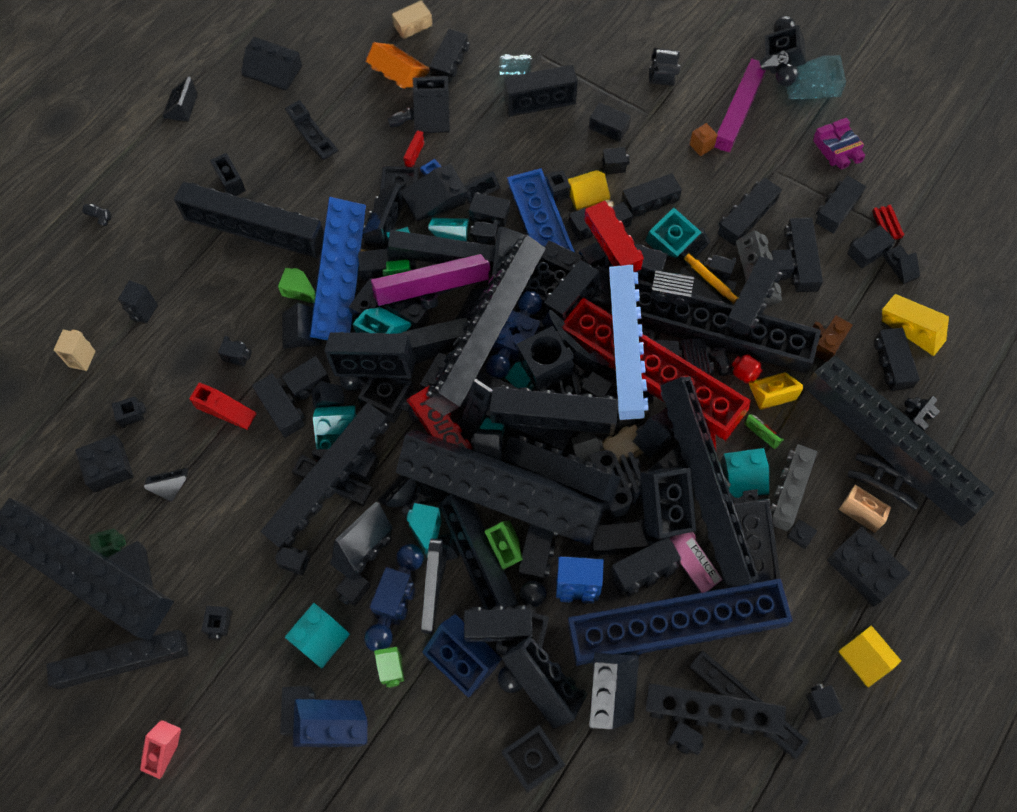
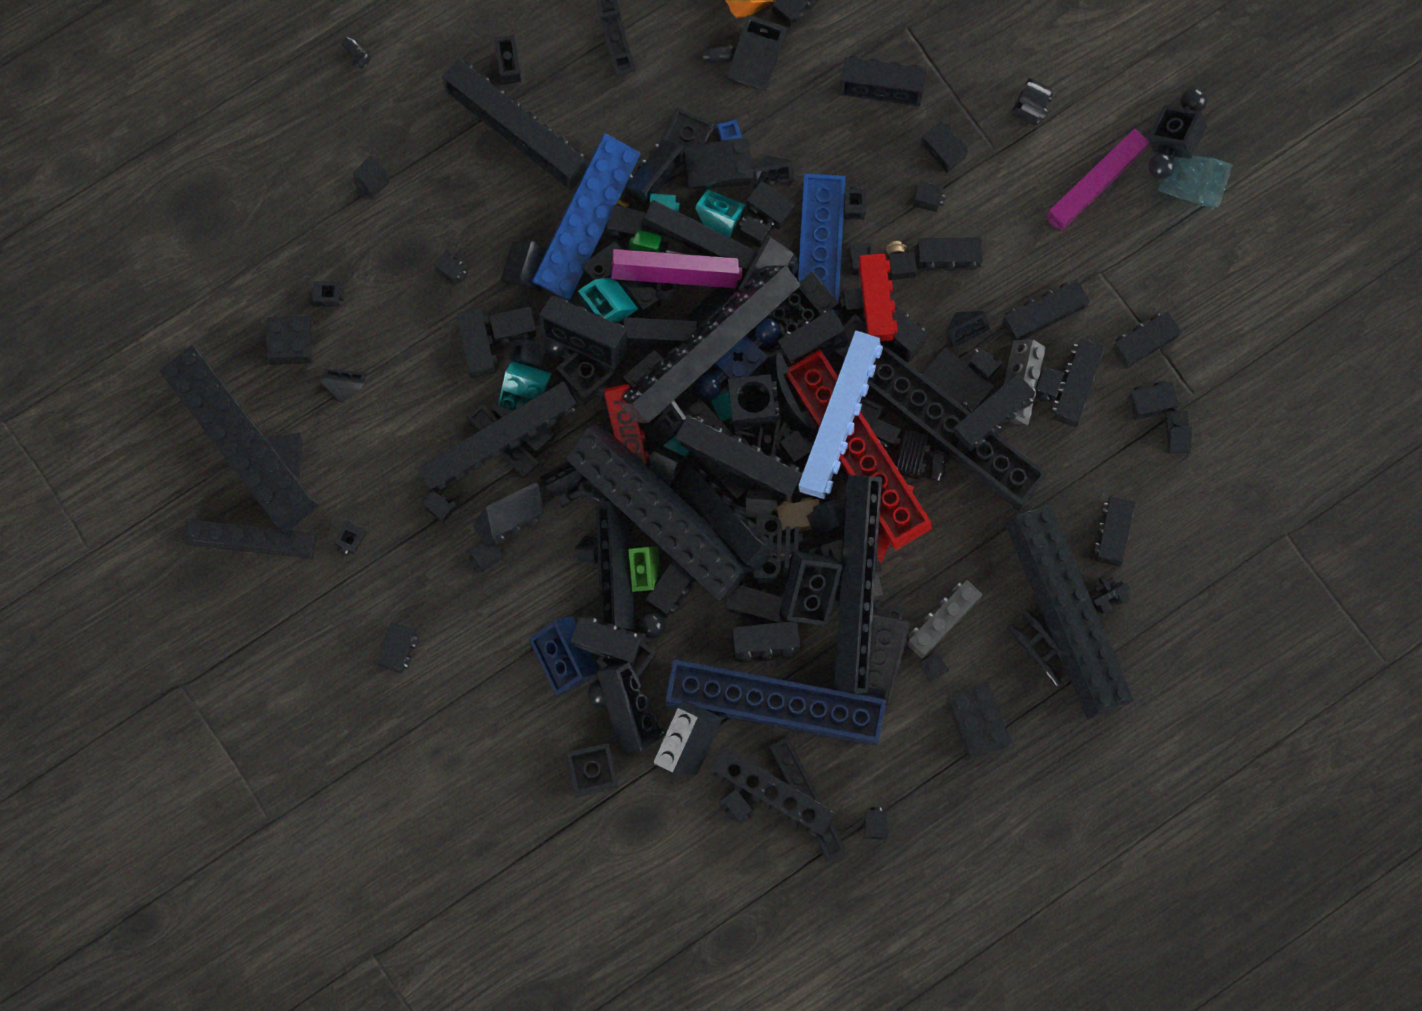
camera: 15 degrees right, 10 degrees up
(74, 349) = (293, 207): tan brick -> none
(101, 540) = (264, 417): clear green brick -> none
(159, 748) = (264, 633): coral slope -> none
(221, 406) = (420, 324): red slope -> none
(296, 285) = (537, 217): bright green slope -> none
(317, 635) = (438, 586): teal slope -> none
(329, 723) = (423, 670): dark blue slope -> none
(389, 666) = (494, 640): bright green slope -> none
(392, 597) = (520, 578): dark blue brick -> none
(414, 149) = (717, 101): red tile -> none
(425, 524) = (575, 523): teal slope -> none
(434, 574) = (567, 570): beam -> none
(515, 64) = (871, 34): clear light blue hips -> none
(579, 579) = (697, 629): blue brick -> none
(588, 189) = (885, 218): yellow slope -> none
(672, 234) = (949, 309): teal slope -> none
(672, 287) = (915, 372): black brick -> none
(695, 562) = (816, 653): bright pink door -> none
(703, 139) = (1036, 207): dark orange brick -> none
(711, 278) = (967, 371): light orange piece -> none
(746, 471) = (906, 588): teal slope -> none
(747, 368) = (958, 483): red head -> none
(763, 431) = (946, 552): bright green slope -> none
(772, 61) = (1151, 145): black arm -> none
(775, 390) = (976, 515): yellow slope -> none
(831, 337) = (1059, 484): reddish brown brick -> none
(839, 143) = (1183, 268): magenta hips -> none
(865, 509) = (1007, 665): light nougat slope -> none
(869, 656) = (940, 801): yellow slope -> none
(890, 221) = (1190, 363): red tile -> none
(921, 324) = (1154, 501): yellow wedge -> none

